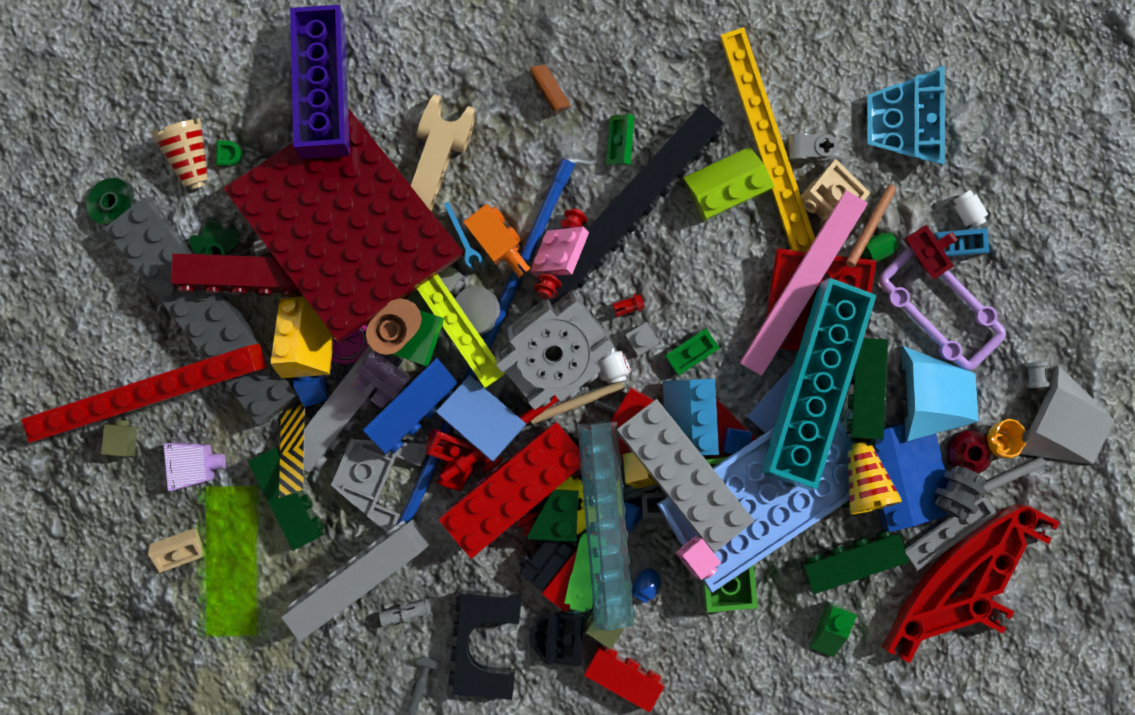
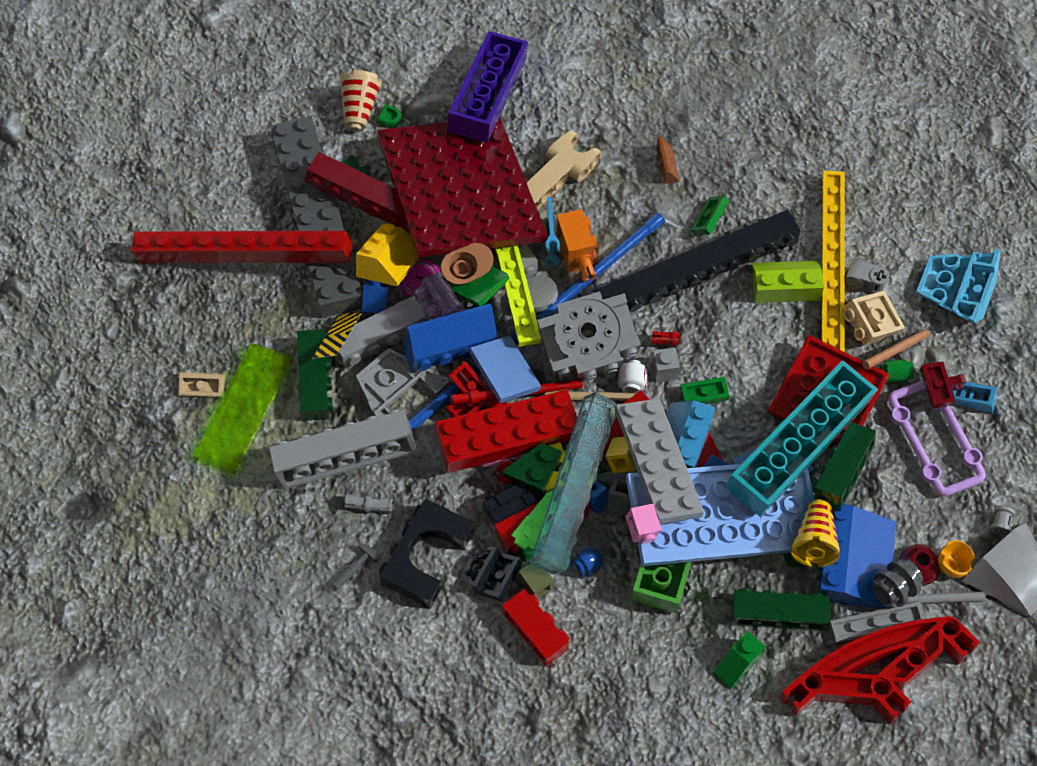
camera: 20 degrees right, 25 degrees down
(103, 196) = (281, 111): dark green dish -> none
(119, 438) = (200, 281): olive brick -> none
(190, 464) = (247, 320): lavender torso -> none
(559, 253) = (623, 272): bright pink plate -> none
(803, 282) = (819, 368): bright pink tile -> none
(937, 395) = (906, 502): medium azure wedge -> none
(970, 209) = (987, 370): white brick -> none

